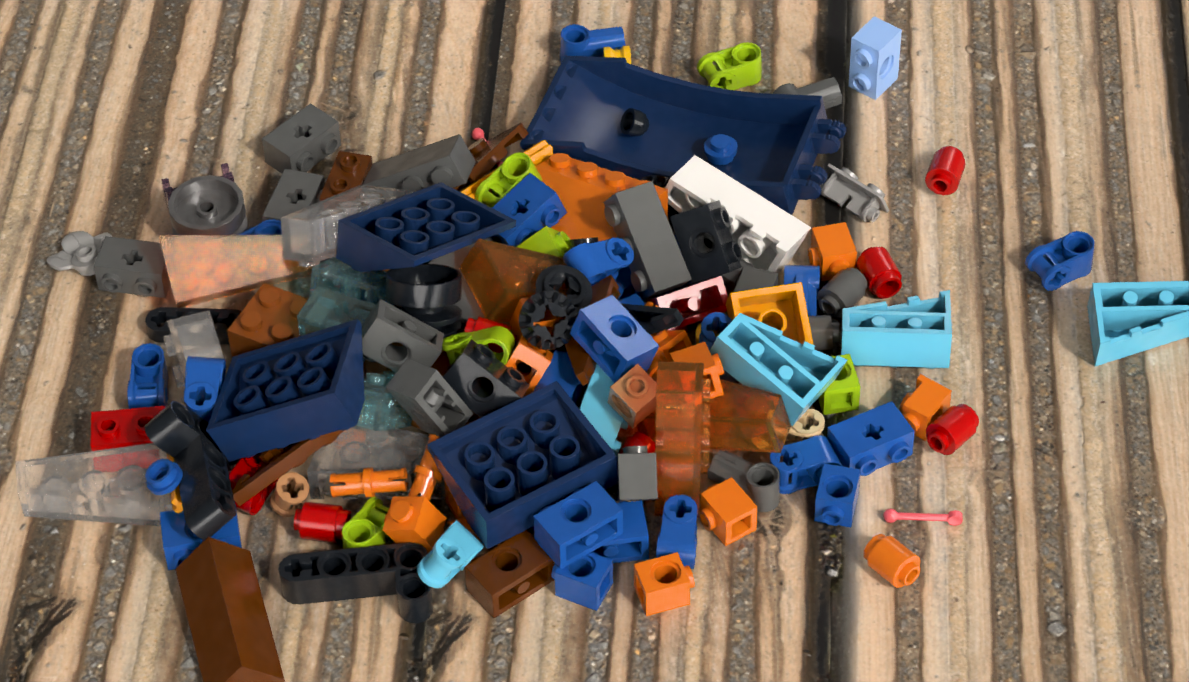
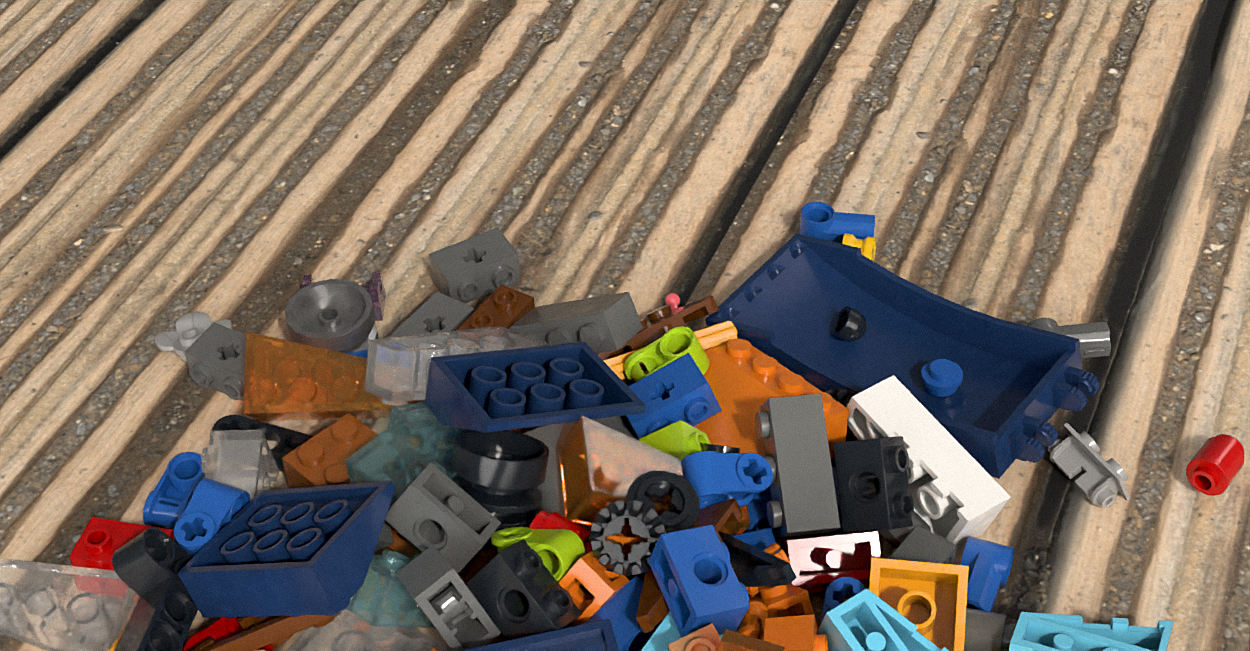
camera: 20 degrees right, 5 degrees down
(163, 476) = (111, 617): blue plate -> none
(734, 66) = (991, 286): lime piece -> none
(832, 249) = (1038, 533): orange brick -> none
(842, 292) = (1034, 588): dark grey brick -> none
(874, 58) = (1163, 309): light blue brick -> none
(880, 272) = (1091, 574): red brick -> none

